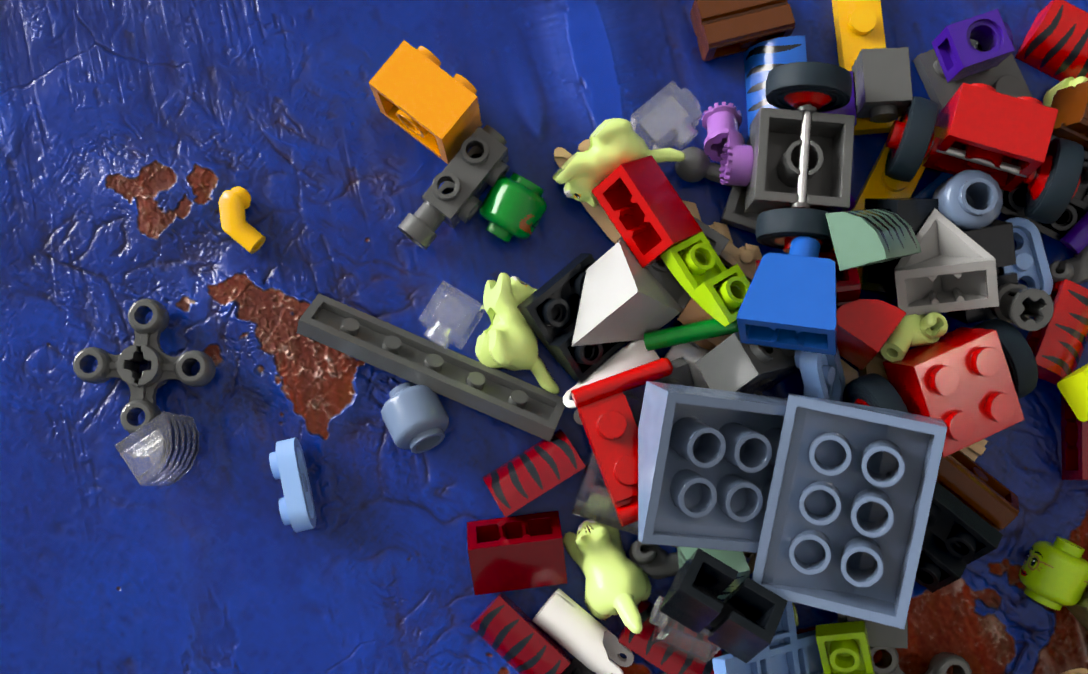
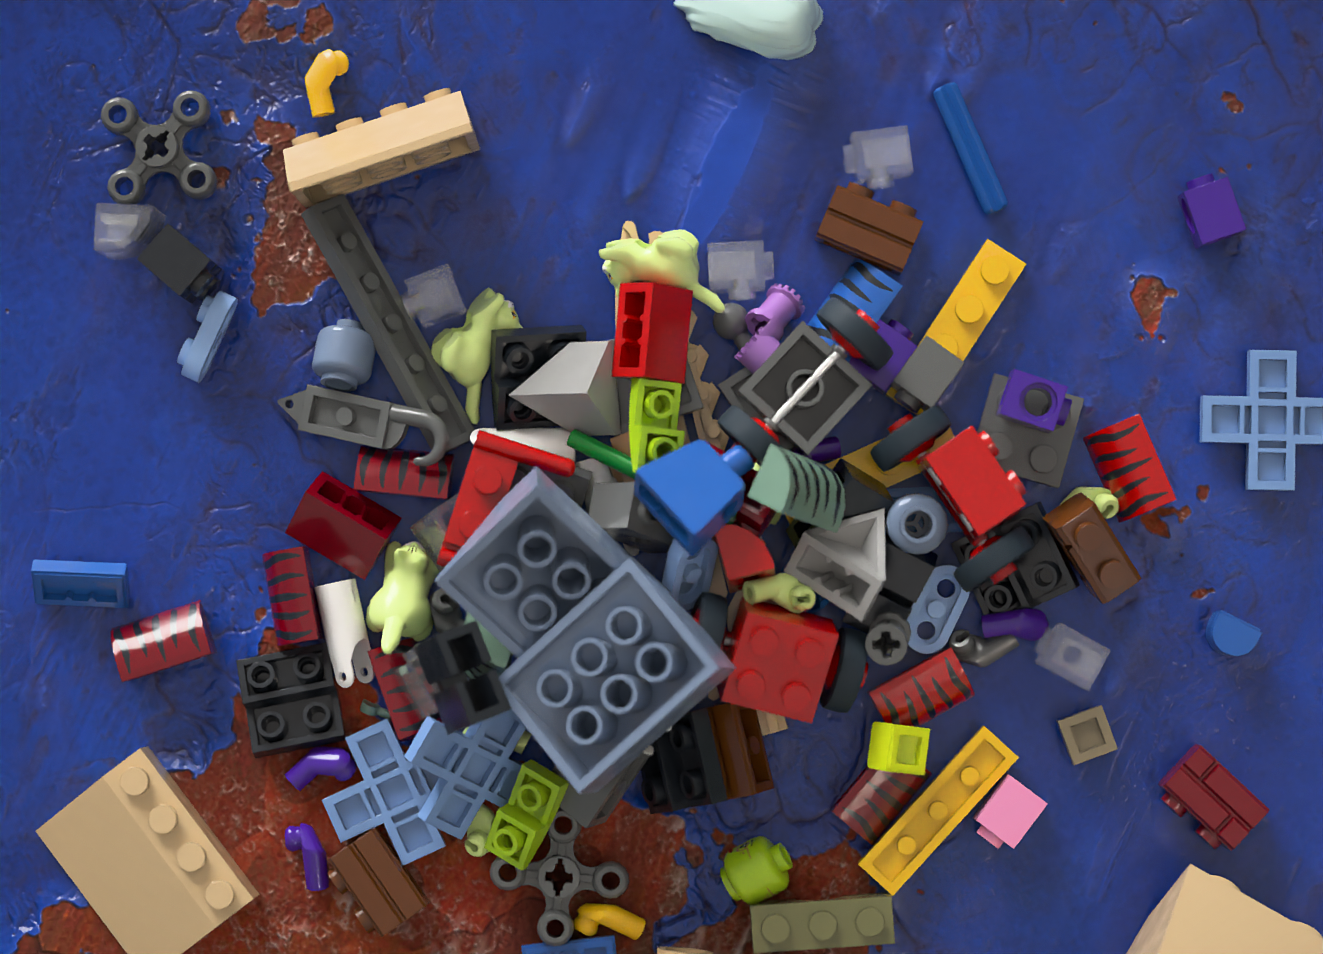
camera: 45 degrees right, 5 degrees up
(226, 443) = (181, 265): none -> black piece
(324, 231) = (379, 149): none -> tan slope
(427, 100) = (547, 107): light orange brick -> none
(466, 179) = (532, 195): dark grey brick -> none
(470, 455) = (363, 420): none -> dark grey plate
(513, 208) = (553, 245): green head -> none

